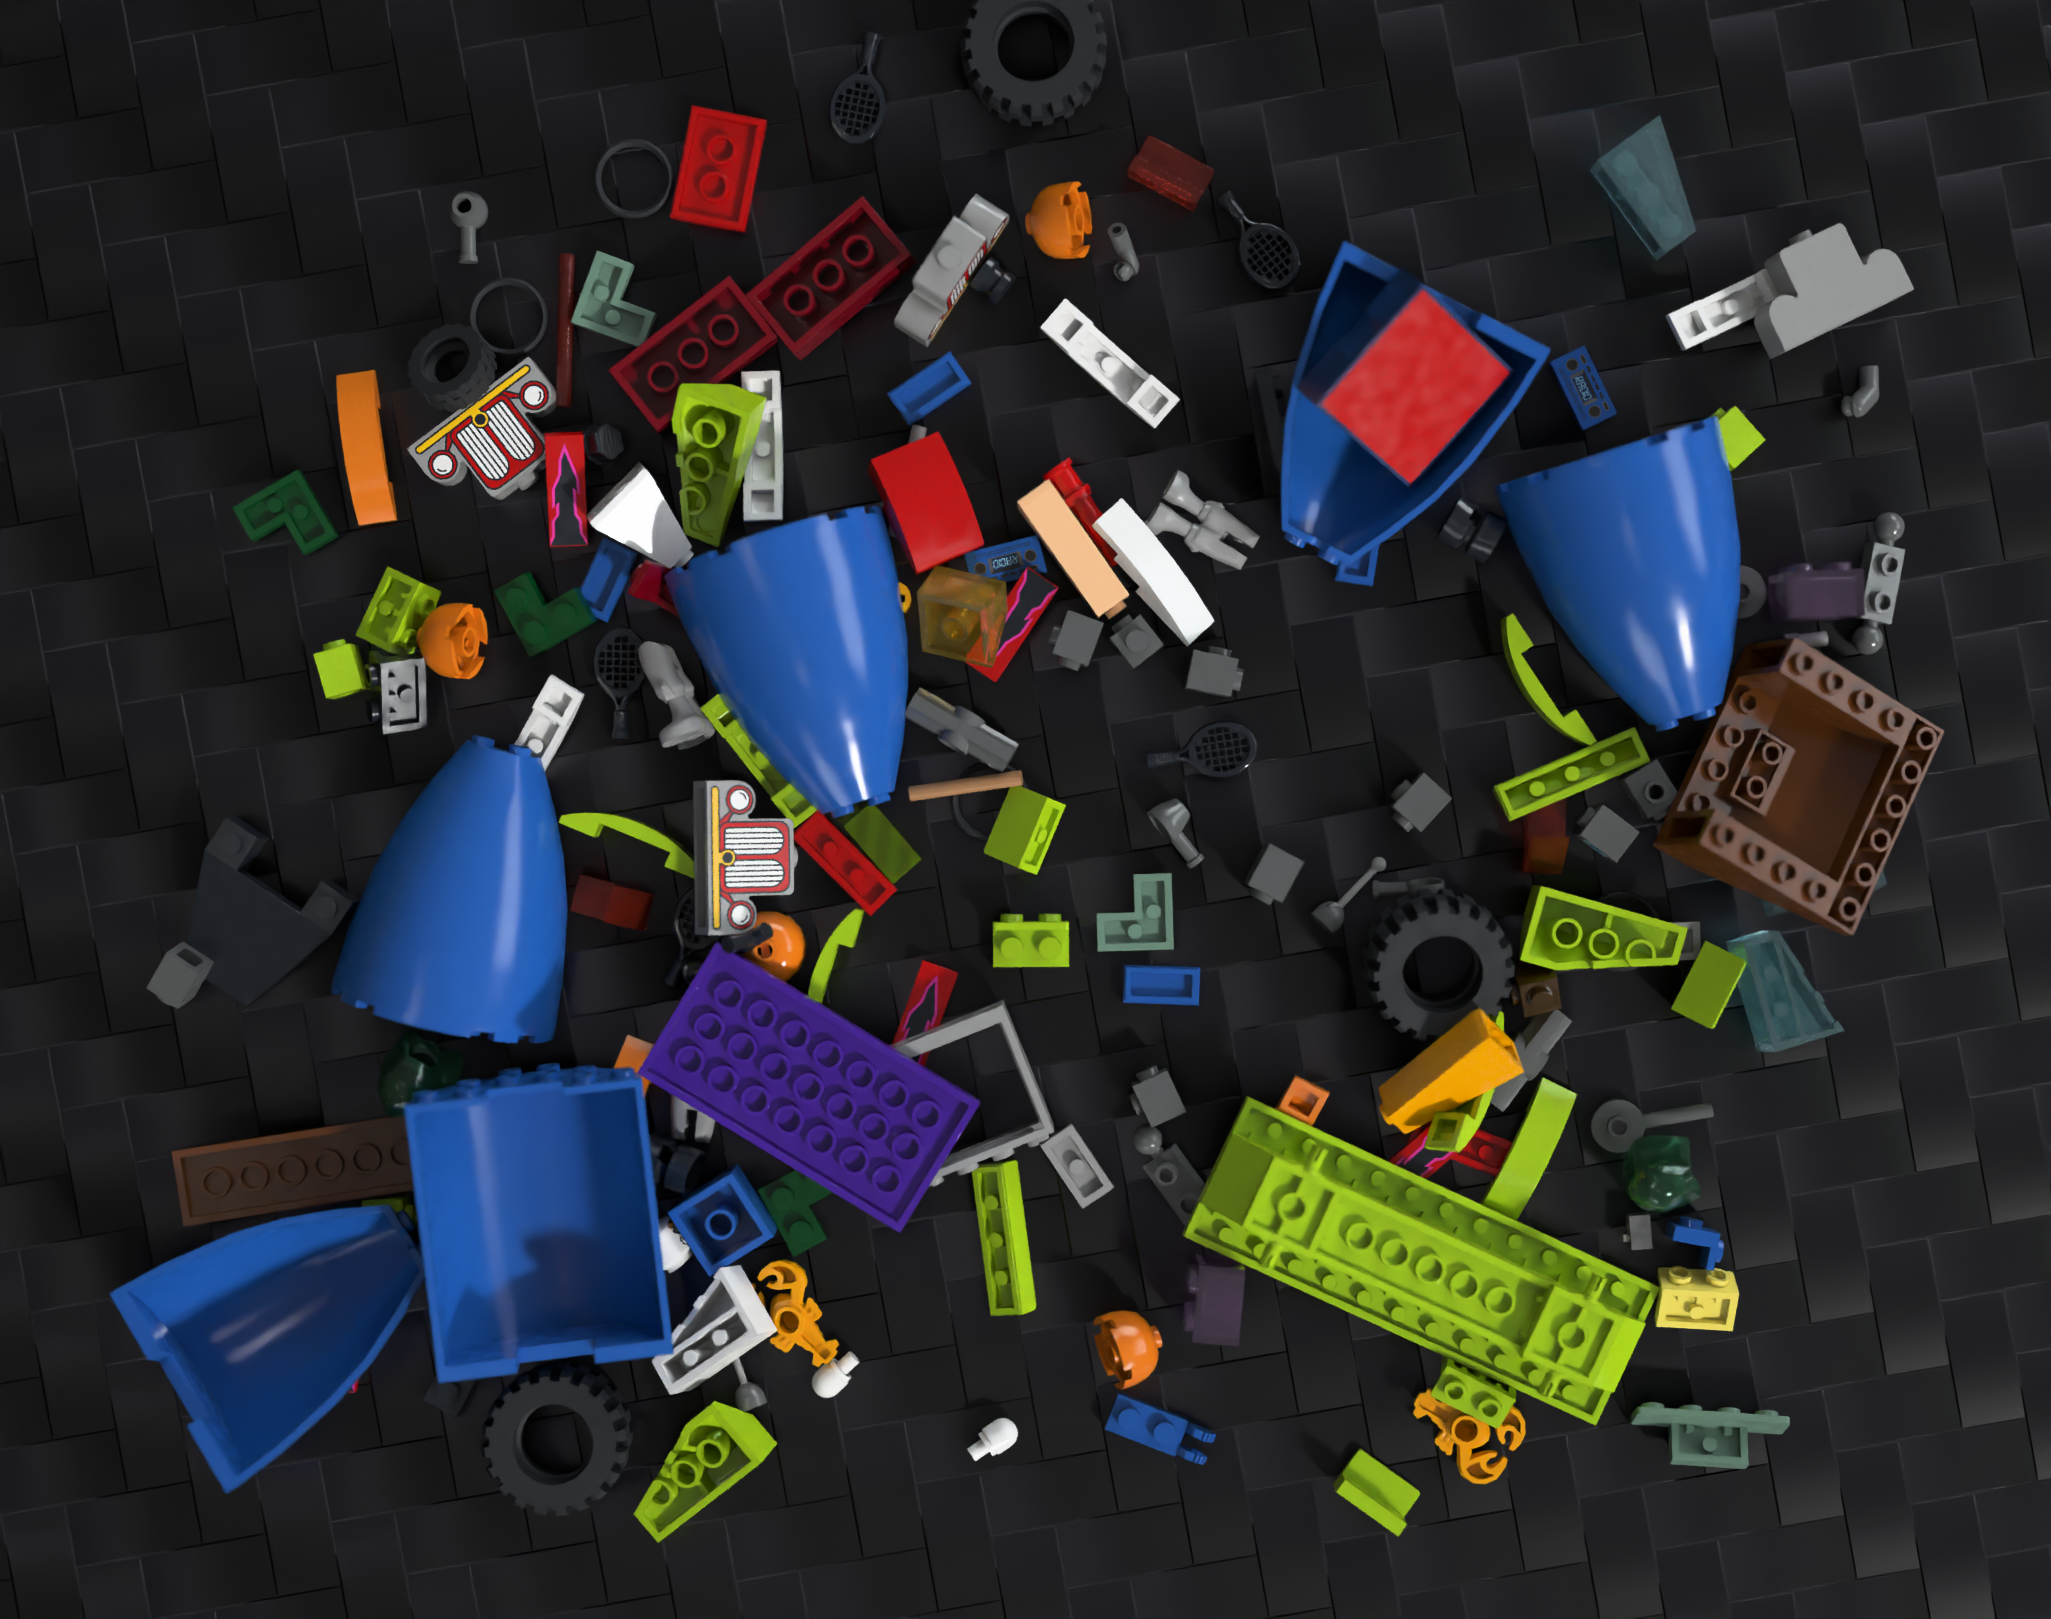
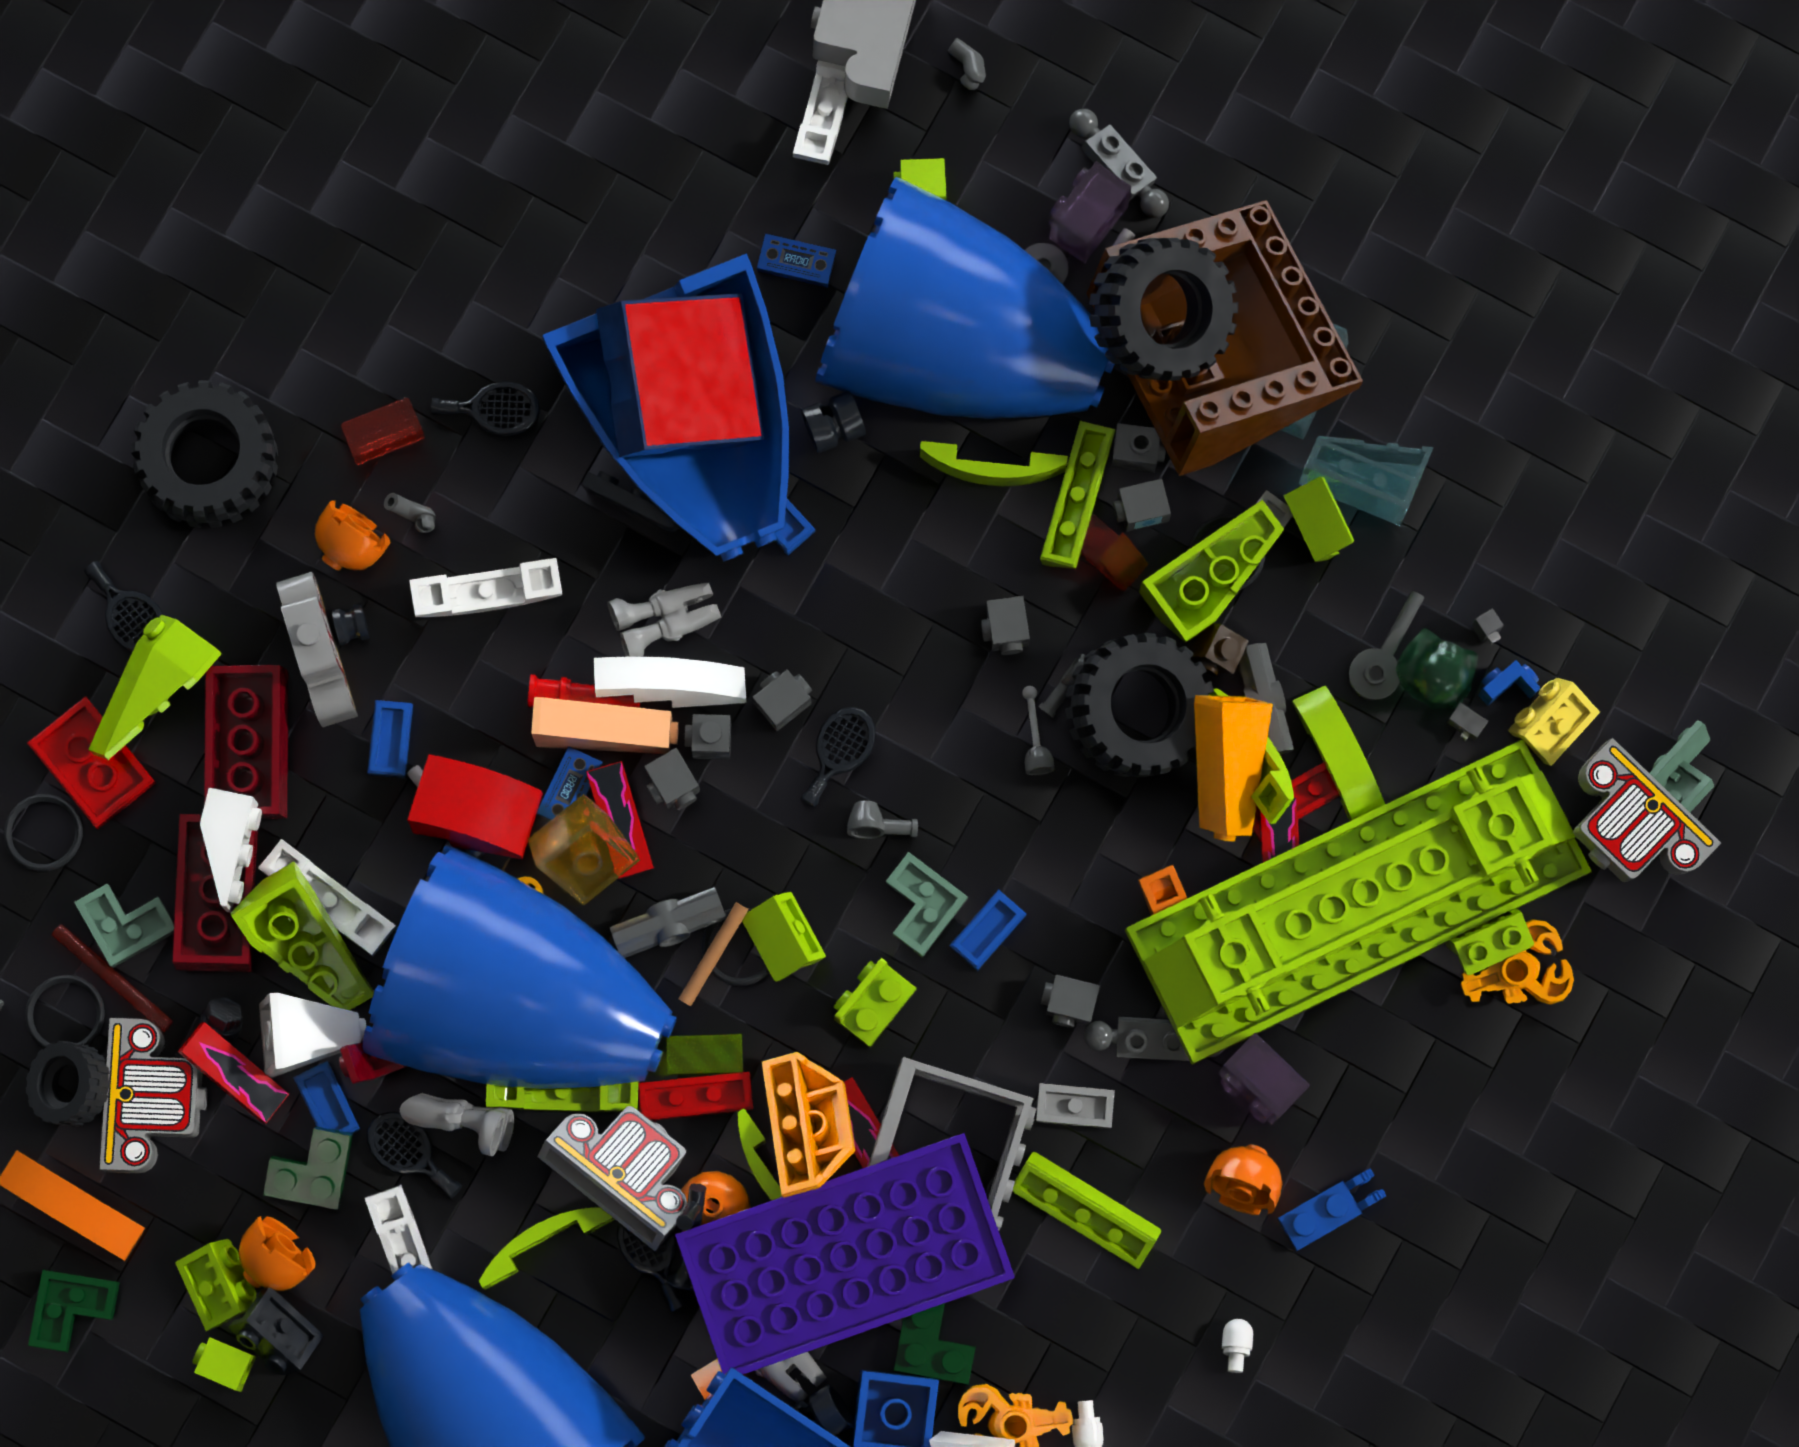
camera: 50 degrees left, 10 degrees down
(612, 902) = (578, 1301): clear red slope -> none
(741, 326) = (226, 833): none -> white slope
(829, 159) = (160, 664): none -> lime wedge
(889, 971) = (807, 1122): none -> light orange wedge
(1272, 874) = (970, 774): dark grey brick -> none
(1376, 1491) = (1512, 1079): lime panel -> none
(1647, 188) = (688, 97): clear light blue wedge -> none
(1666, 1434) = (1637, 819): none -> brick
(1730, 1187) = (1488, 626): none -> flat silver piece
(1802, 767) = (1207, 315): none -> black tyre

